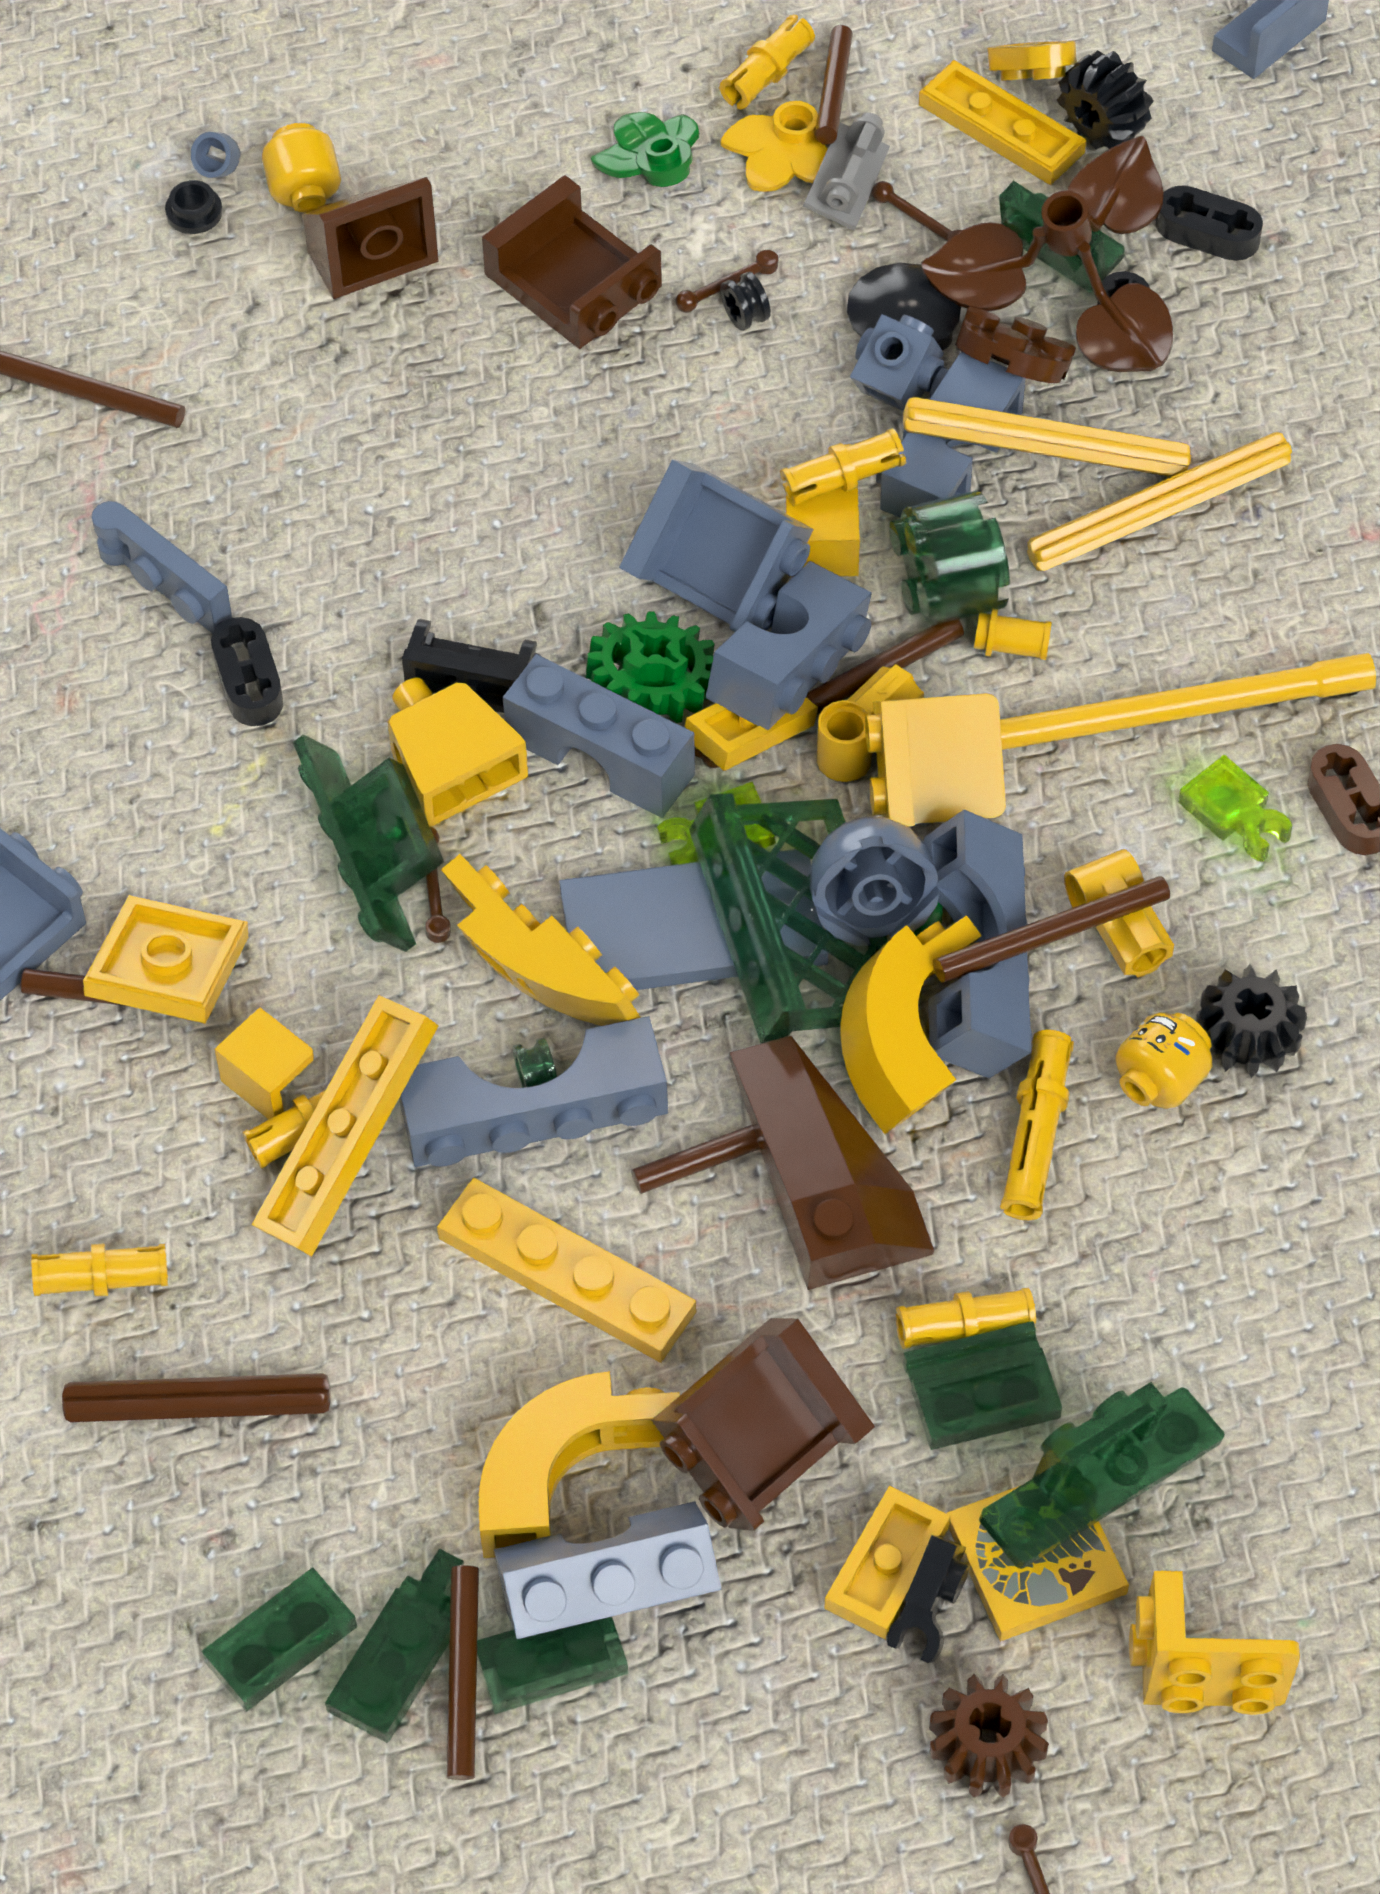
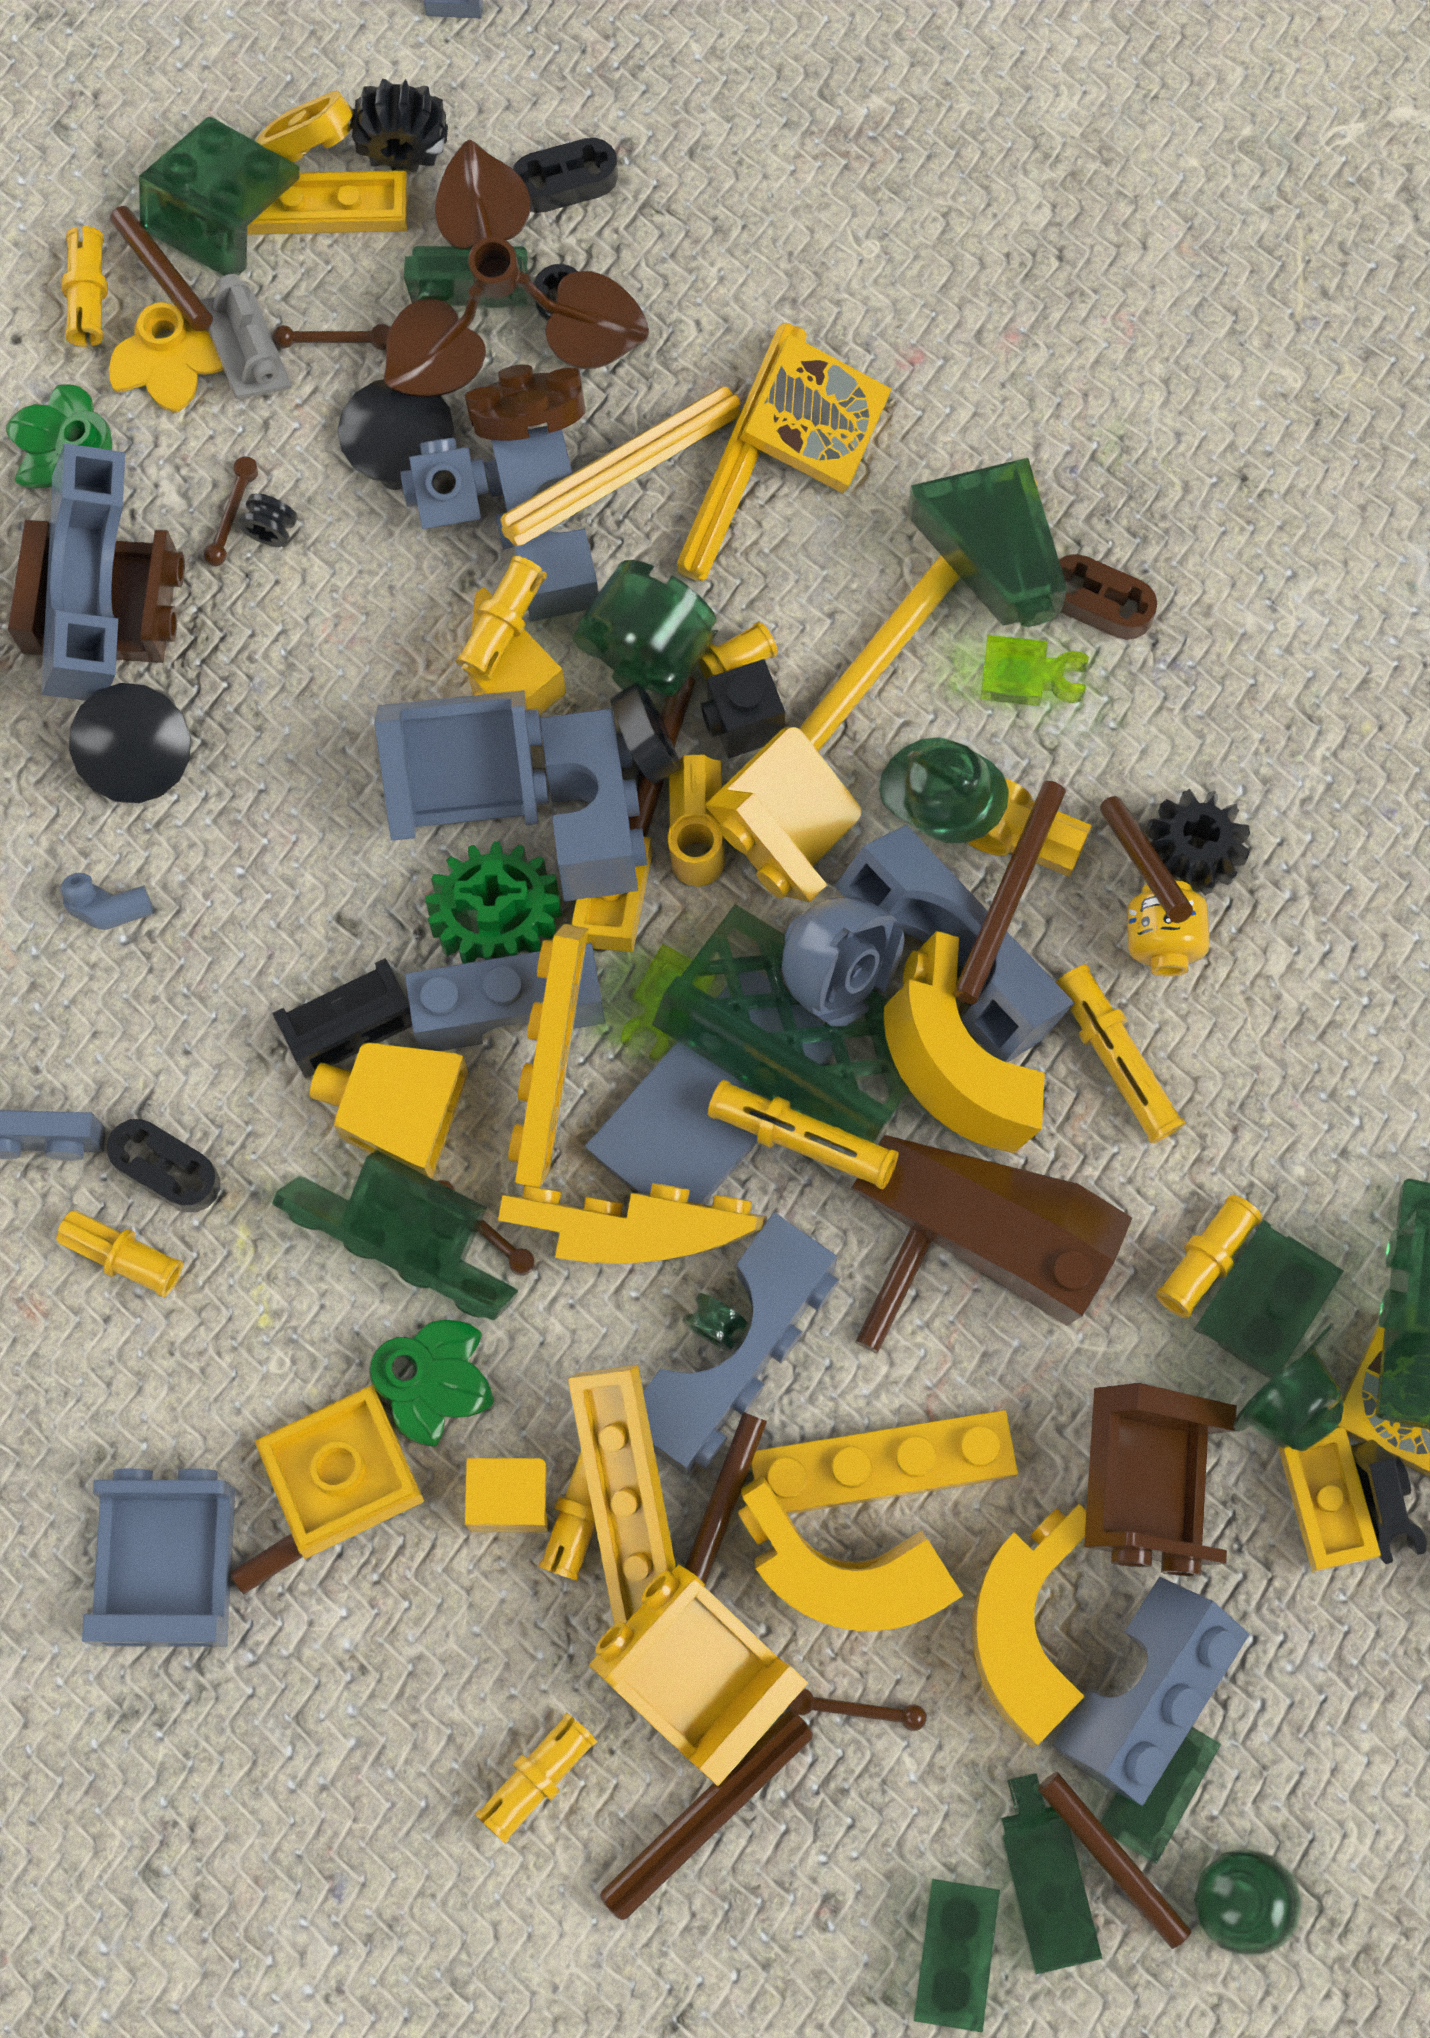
camera: 40 degrees left, 15 degrees up
(159, 704) = (119, 1252): none -> yellow axle
(279, 1277) = (696, 1673): none -> yellow panel
(296, 959) = (441, 1382): none -> green plate
(344, 1385) = (912, 1716): none -> reddish brown hinge
(372, 474) = (101, 908): none -> sand blue arm
(412, 1197) = (725, 1496): none -> reddish brown bar
(477, 1345) = (850, 1595): none -> yellow arch
(497, 375) = (130, 742): none -> black dish
(538, 1795) = (1248, 1902): none -> clear green hair
(549, 254) = (82, 541): none -> sand blue arch
(586, 779) = (552, 1028): none -> yellow plate
(697, 932) = (734, 1106): none -> yellow pin
(880, 628) = (645, 733): none -> black beam
(919, 50) = (209, 193): none -> clear green bracket
(927, 1446) = (1297, 1403): none -> clear green piece
(978, 662) = (743, 708): none -> black brick
(1080, 834) = (944, 790): none -> clear green piece
(1188, 991) = (1146, 860): none -> reddish brown bar
(1241, 510) = (815, 413): none -> yellow tile
(1292, 682) = (995, 539): none -> clear green slope

